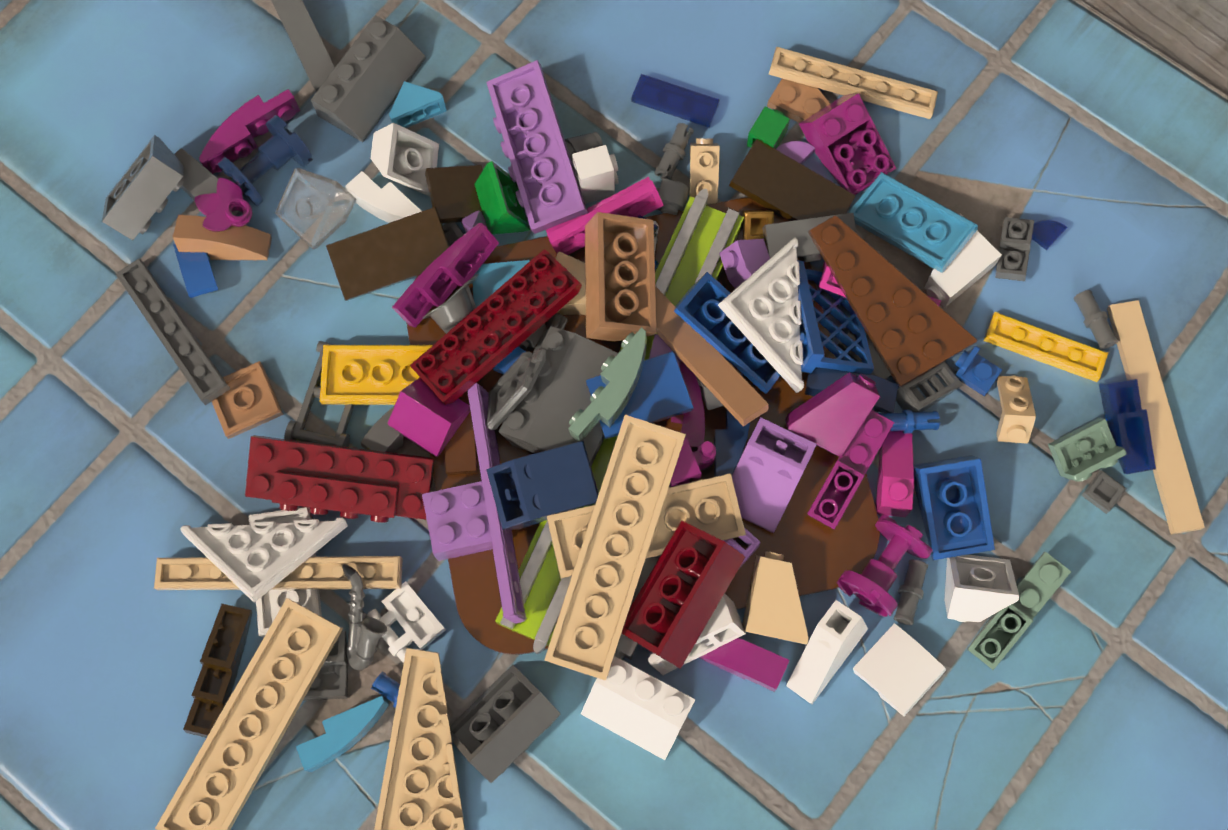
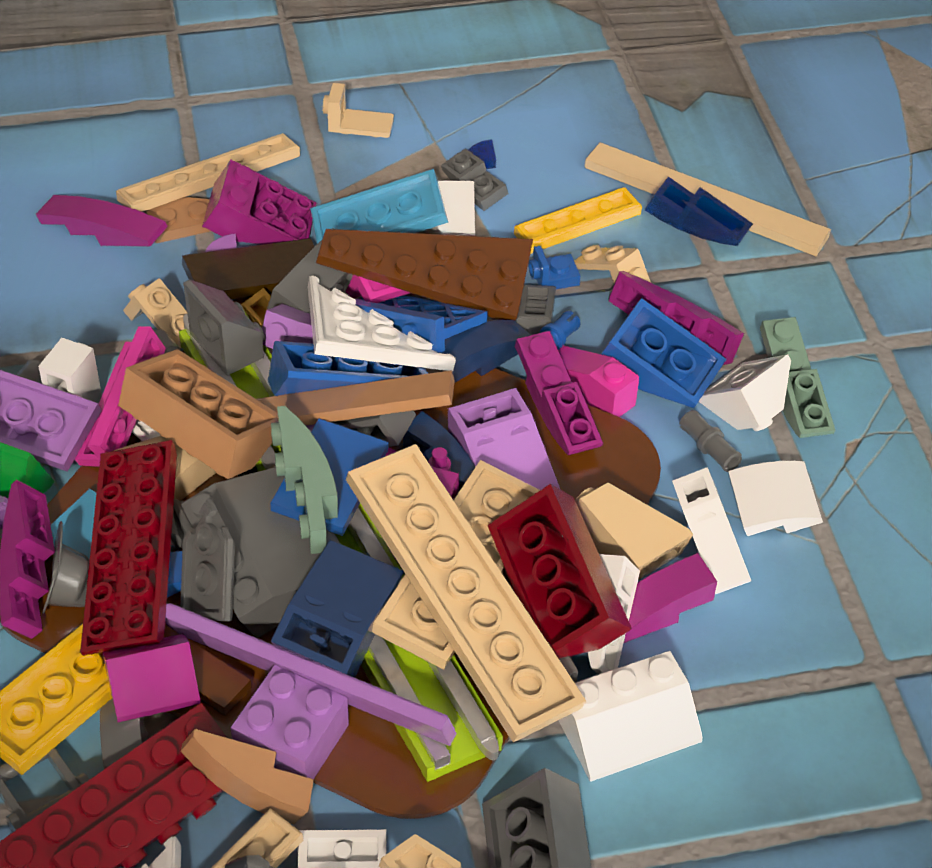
camera: 55 degrees left, 25 degrees down
(409, 529) = (249, 774): none -> medium nougat slope
(674, 151) = (116, 320): dark grey pin -> none
(675, 100) = (70, 293): clear blue tile -> none
(702, 226) = (222, 327): none -> dark grey slope
(747, 61) = (106, 220): none -> magenta slope
(769, 128) = (178, 242): green brick -> none
(835, 413) = (500, 356): magenta slope -> none
(879, 574) = (679, 447): magenta piece -> none
(996, 123) = (354, 121): none -> tan bracket
(1003, 485) = (699, 322): none -> magenta slope
(1085, 450) = (695, 251): sand green bracket -> none
(1095, 319) = (588, 175): dark grey pin -> none
(1103, 491) = (740, 268): dark grey tile -> none

